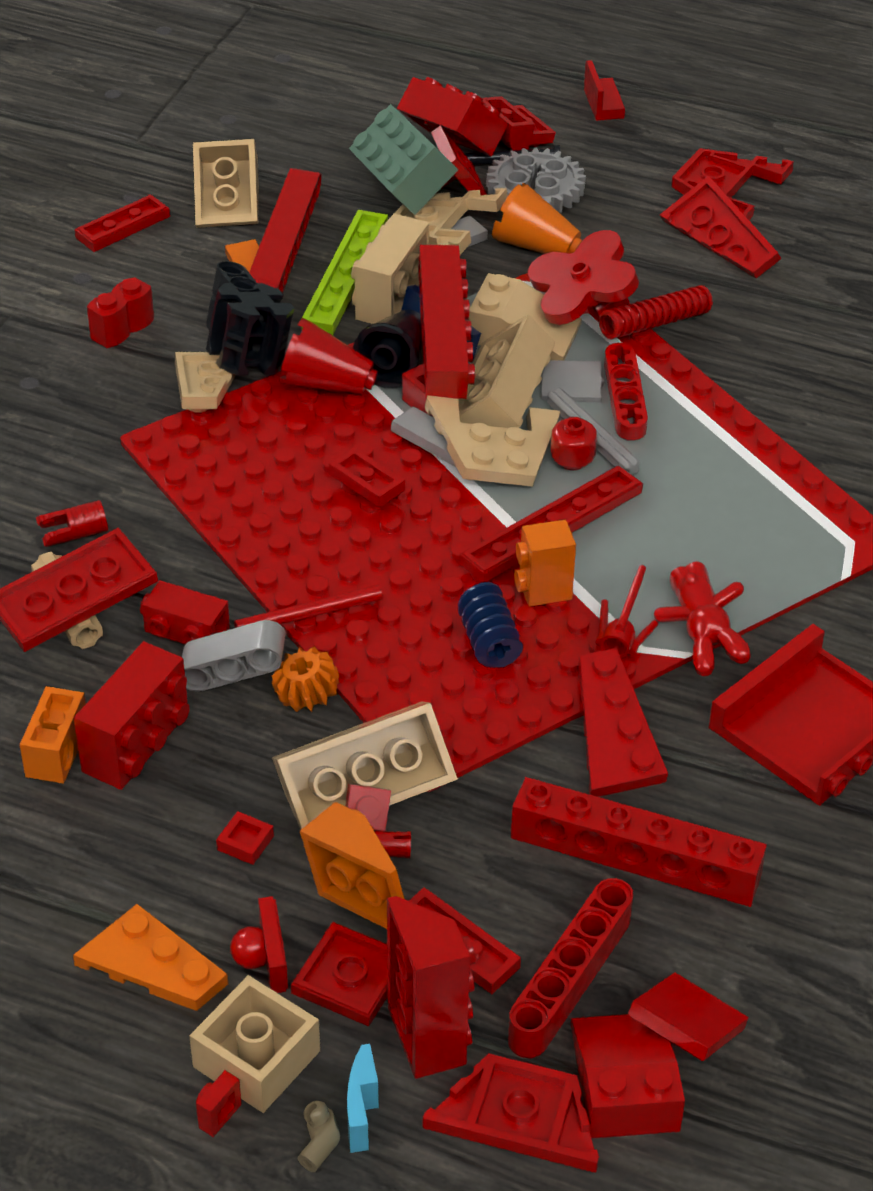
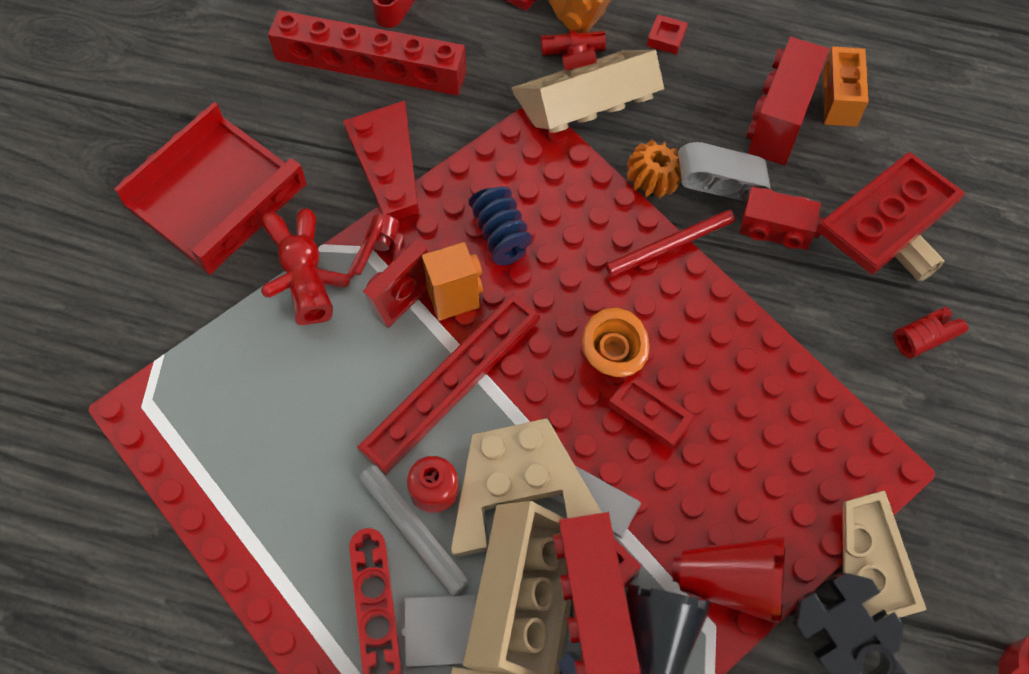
camera: 175 degrees right, 20 degrees up
(391, 510) = (616, 342): none -> orange hat
(597, 568) = (398, 285): none -> red plate

